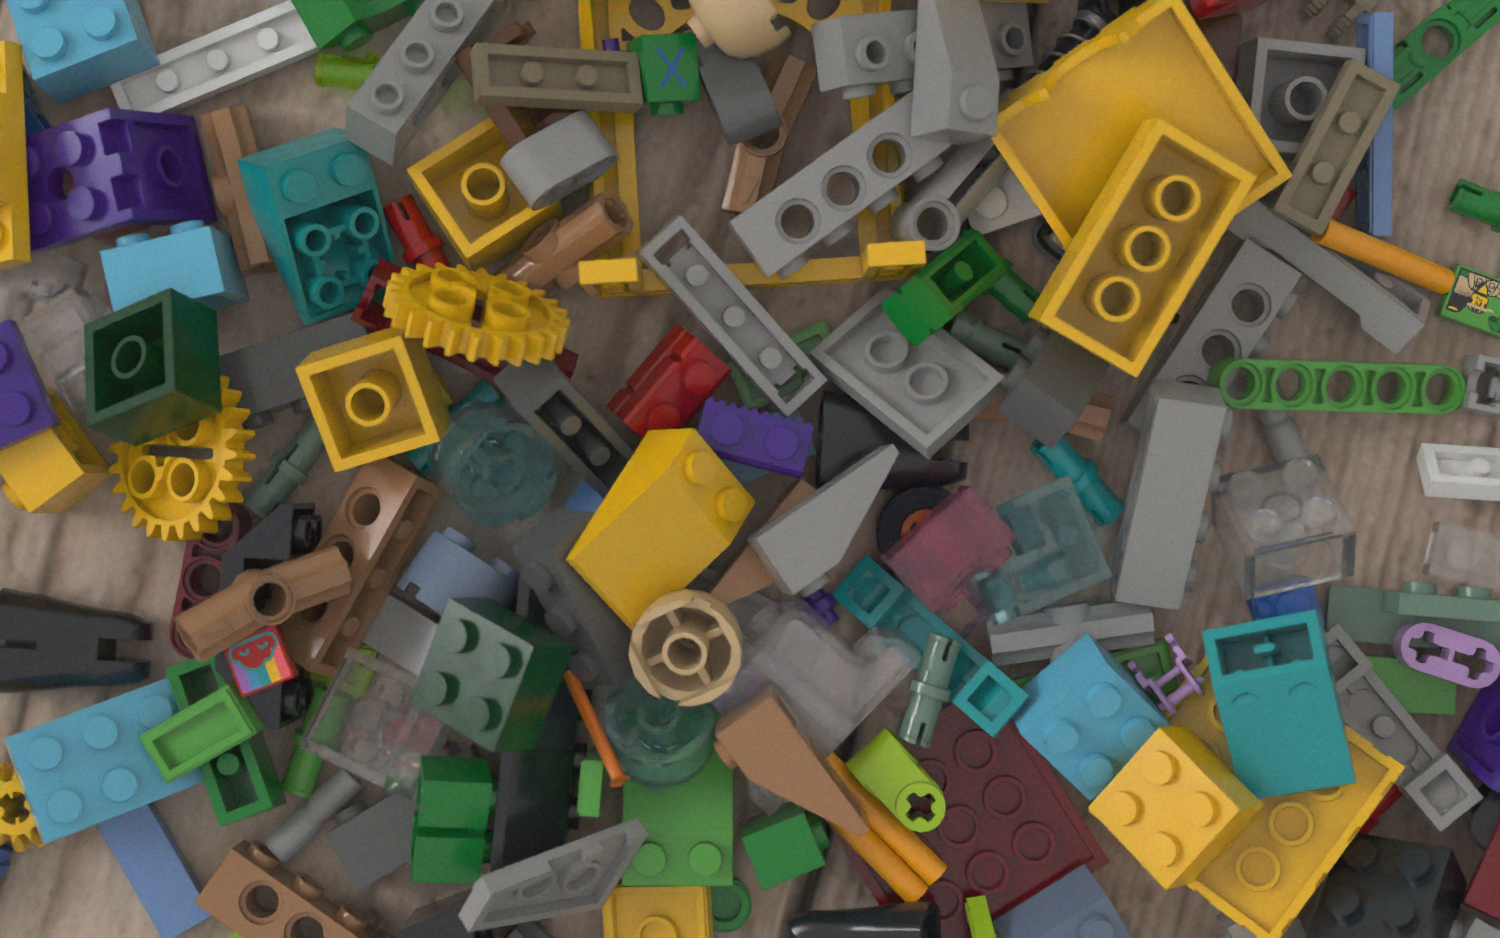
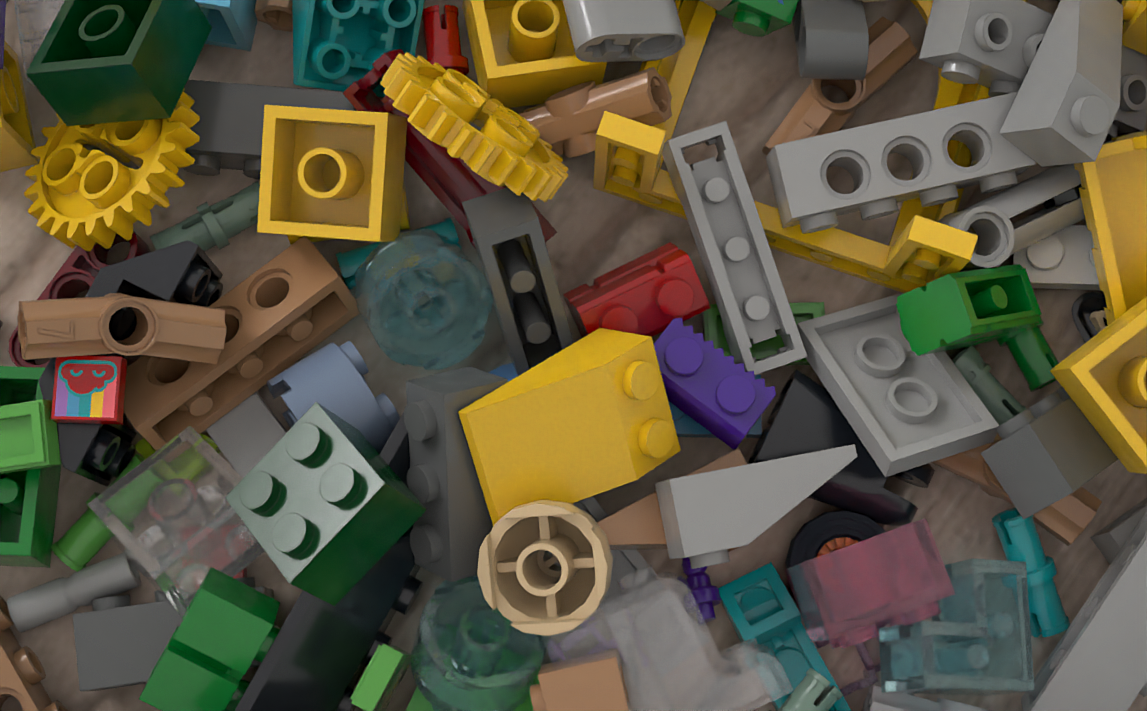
camera: 20 degrees right, 10 degrees down
(595, 730) = (409, 619): orange piece -> none

